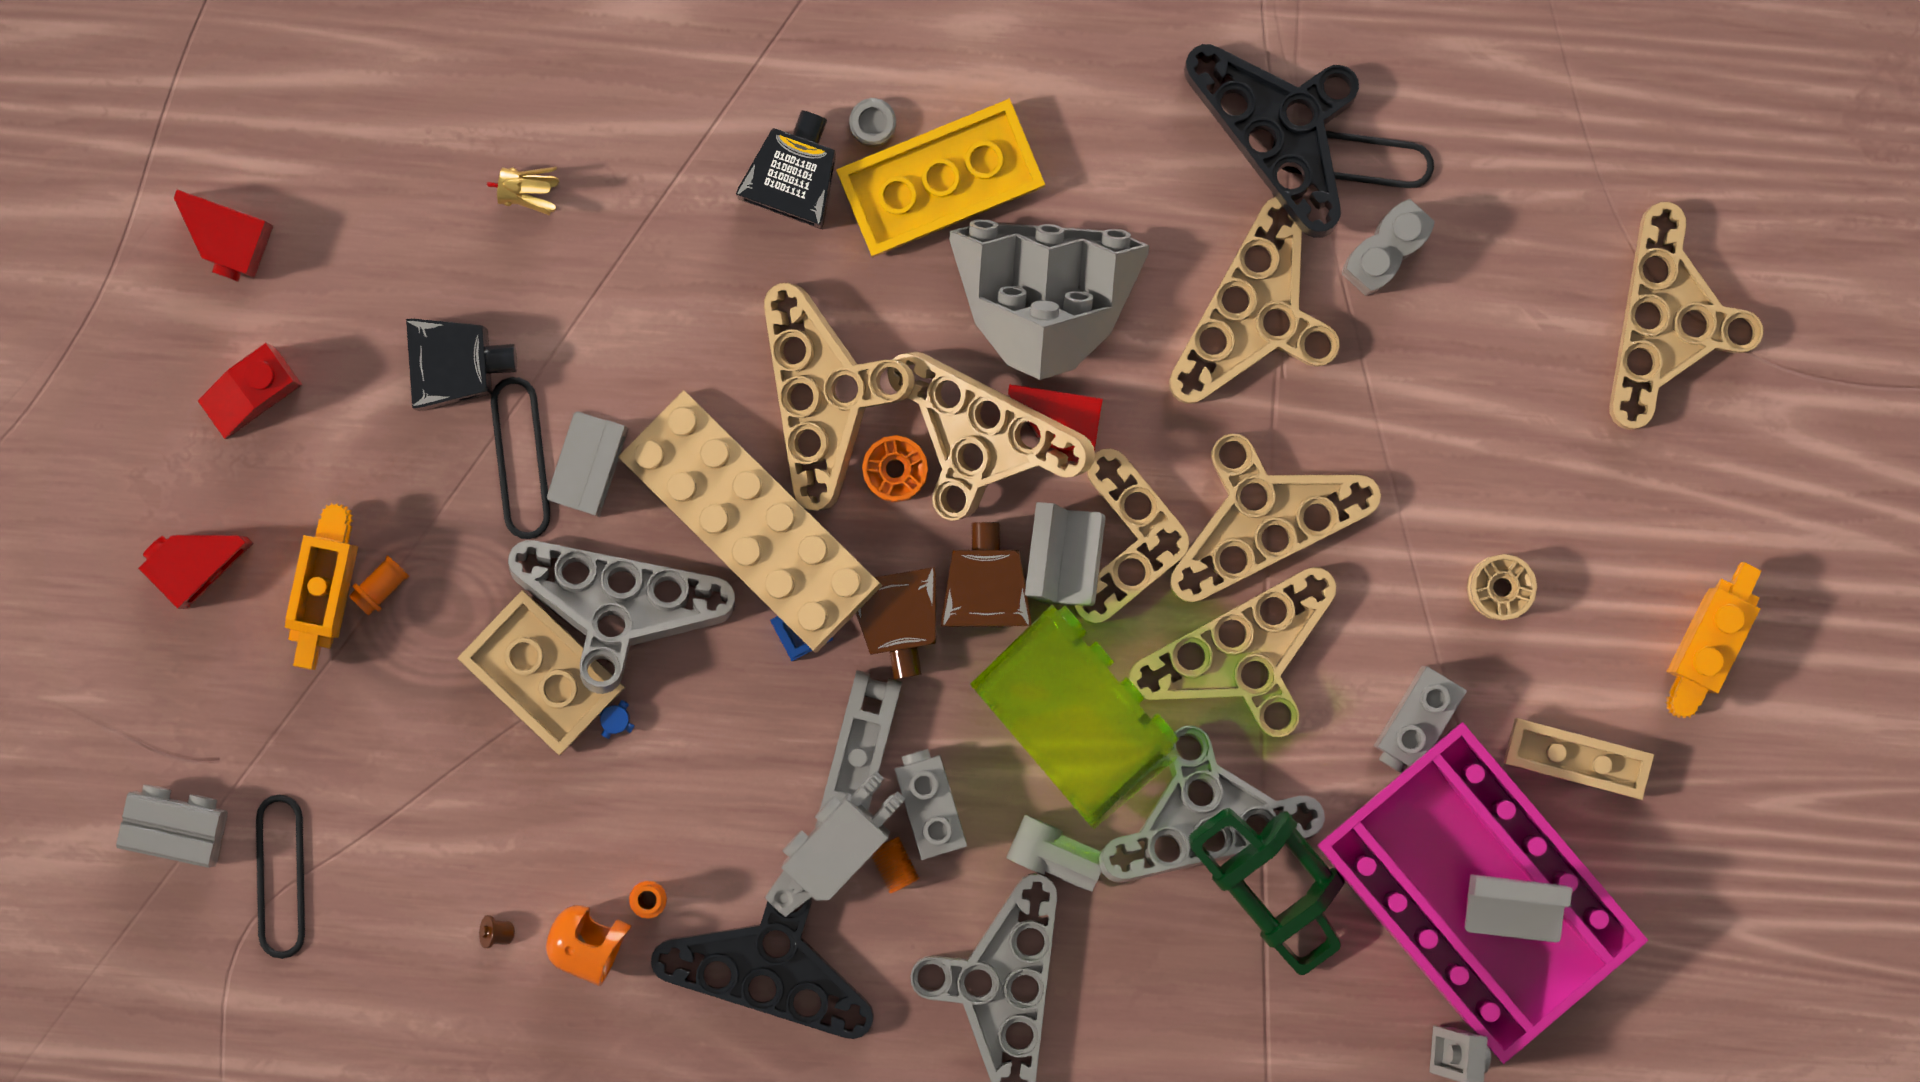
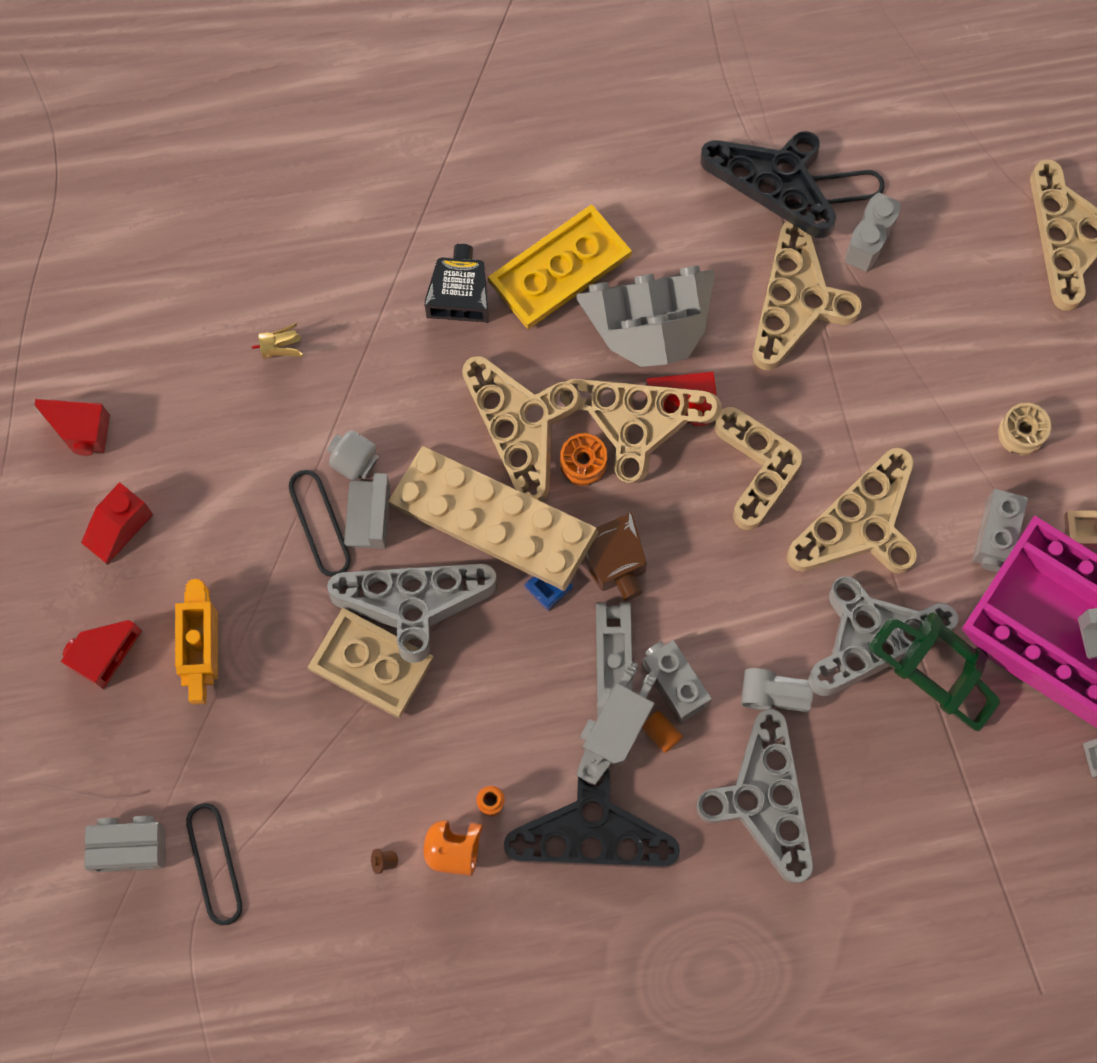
camera: 20 degrees left, 15 degrees down
(378, 585) = (238, 634): orange pin -> none
(453, 362) = (256, 467): black torso -> none
(586, 380) = (352, 455): none -> light grey head
(615, 719) = (433, 683): blue piece -> none
(872, 122) = (503, 245): light grey tile -> none
(985, 583) = (670, 519): reddish brown torso -> none
(1064, 555) = (719, 484): light grey panel -> none
(1076, 715) = (764, 583): clear neon green windscreen -> none
(1285, 506) = (858, 417): tan beam -> none

